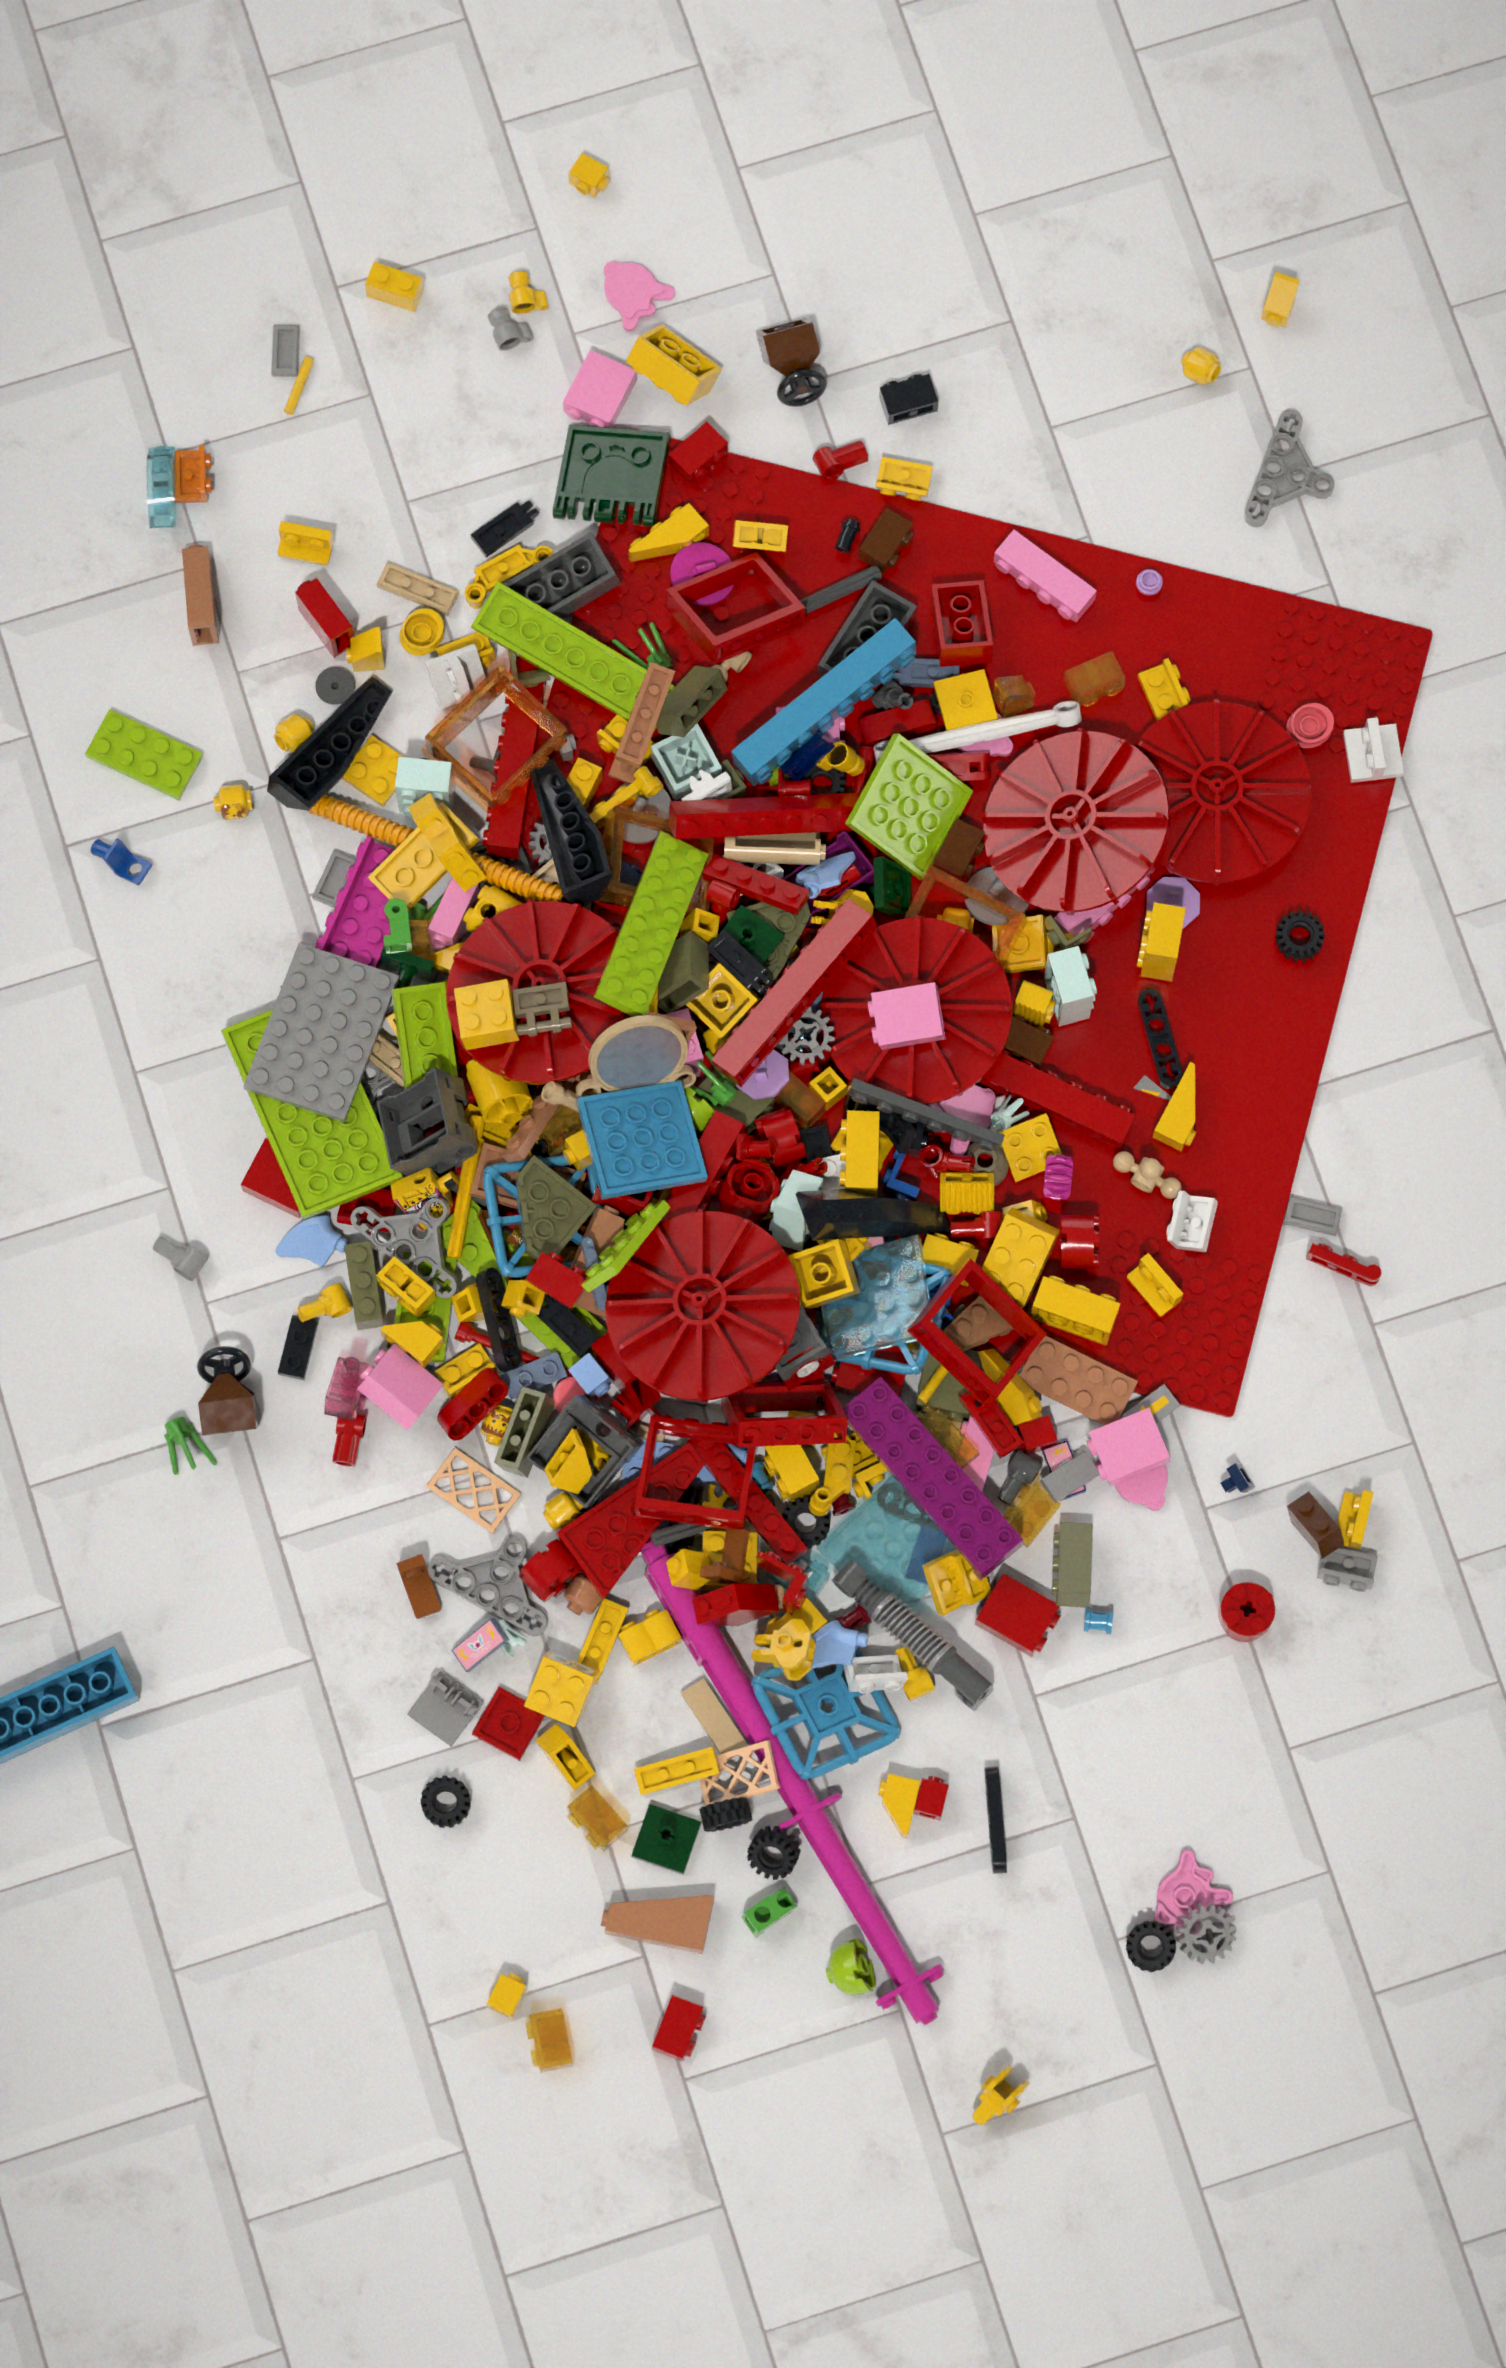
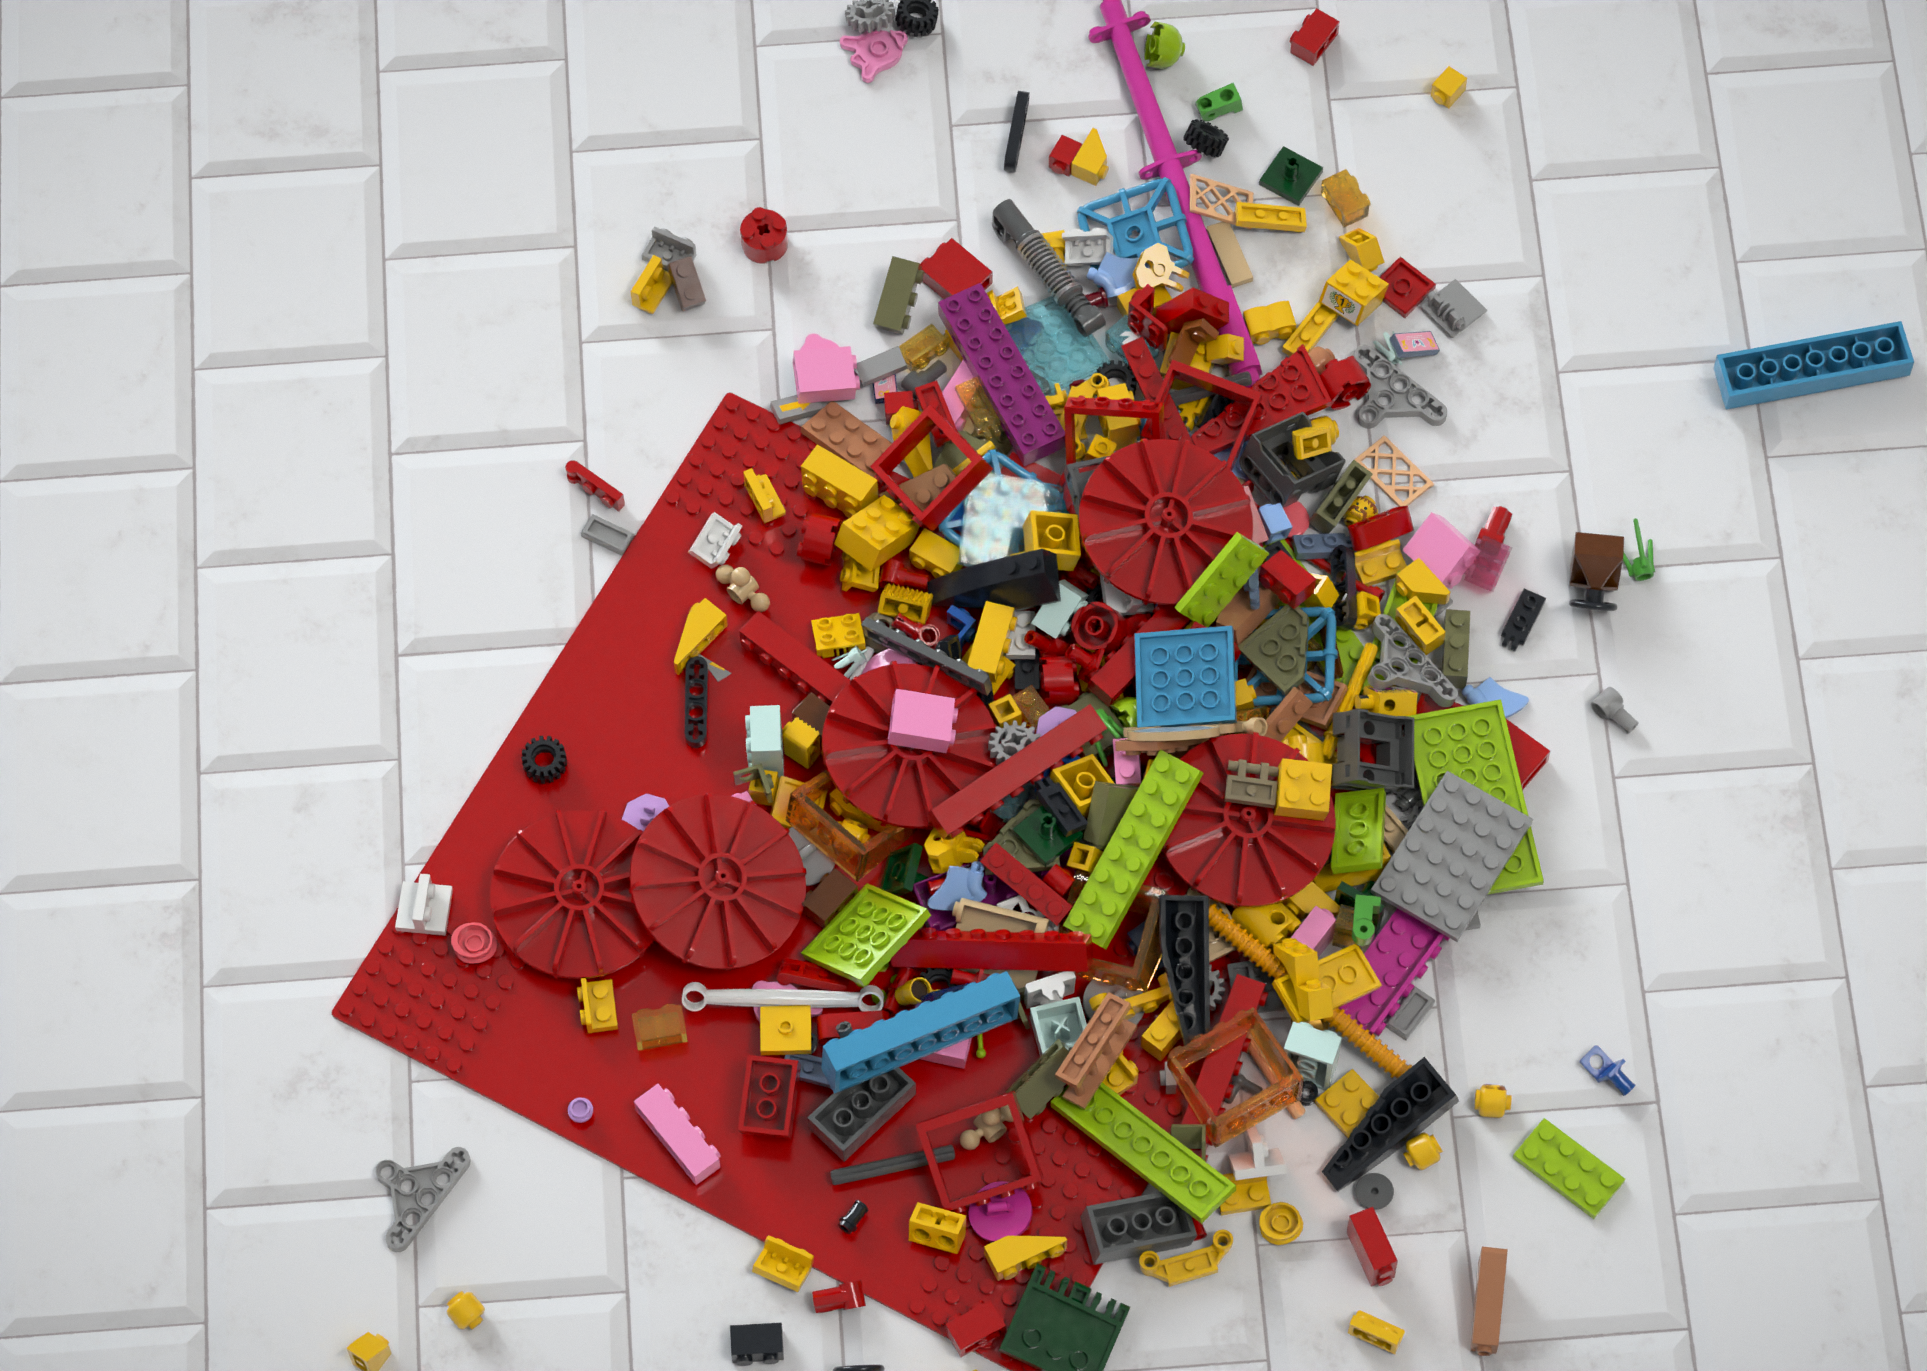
camera: 165 degrees left, 10 degrees down
(331, 1302) = (1486, 643): yellow pin -> none
(366, 651) = (1337, 1208): yellow slope -> none
(417, 588) = (1275, 1269): tan tile -> none
(419, 1586) = (1457, 402): dark orange bracket -> none
(441, 1785) = (1468, 249): black tyre -> none
(504, 527) = (1179, 1306): black hinge -> none
(550, 2040) = (1420, 49): clear yellow brick -> none
(658, 657) = (1065, 1136): bright green plant -> none
(663, 1922) = (1309, 113): nougat slope -> none
(725, 1814) = (1239, 172): black tyre -> none
(886, 541) = (817, 1201): reddish brown brick -> none
(1013, 695) = (739, 1025): clear yellow slope -> none
(1058, 1177) = (822, 597): dark pink gear -> none
(1098, 1620) = (885, 255): dark azure bush -> none
(1161, 941) = (671, 763): yellow brick -> none
(1238, 1479) = (739, 338): dark blue tile -> none

